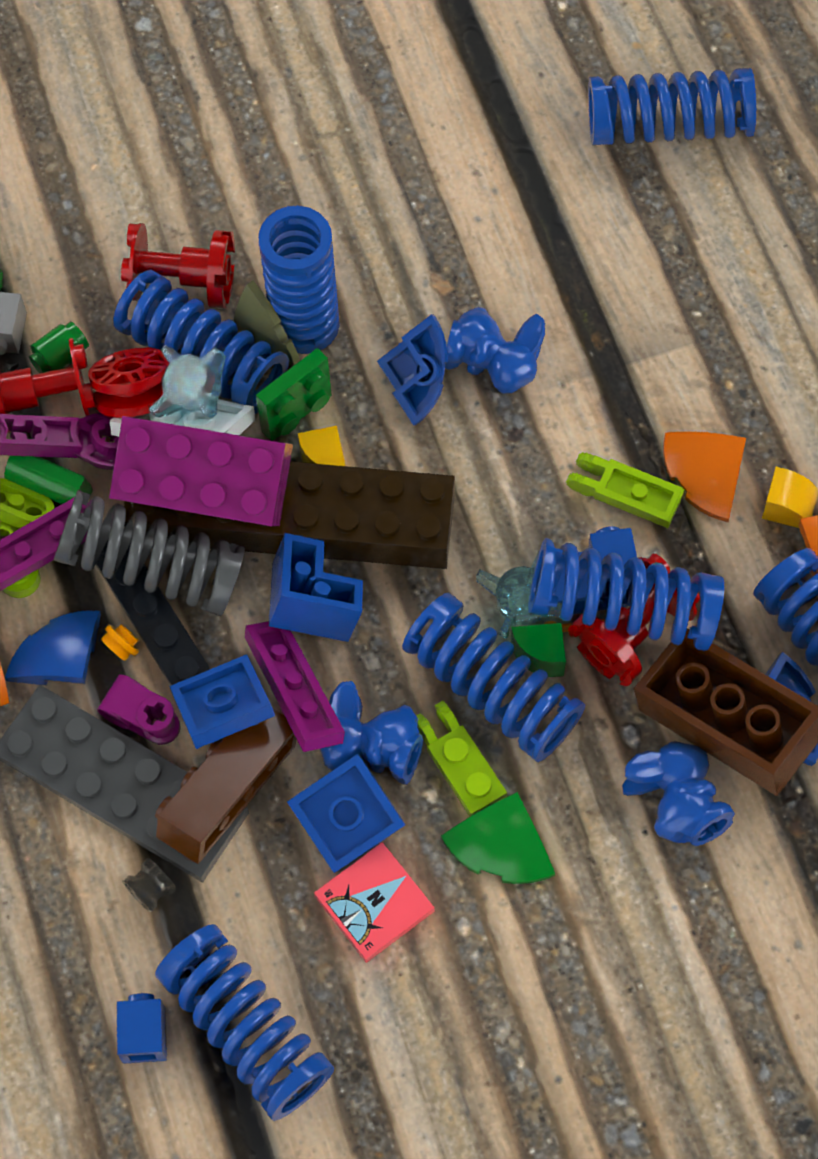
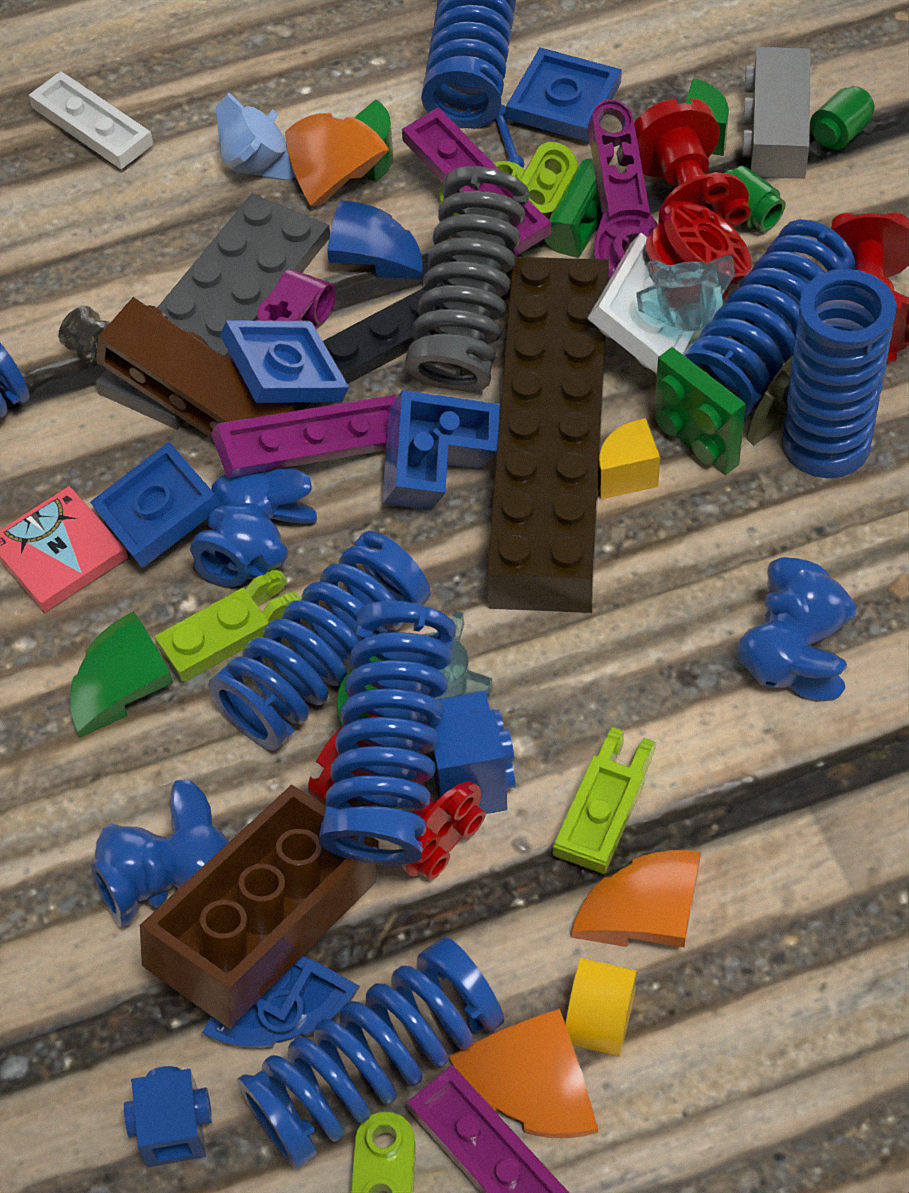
camera: 90 degrees right, 10 degrees down
(120, 641) = (378, 287): light orange plate -> none
(200, 471) = (554, 294): magenta brick -> none
(417, 368) = (758, 544): blue brick -> none

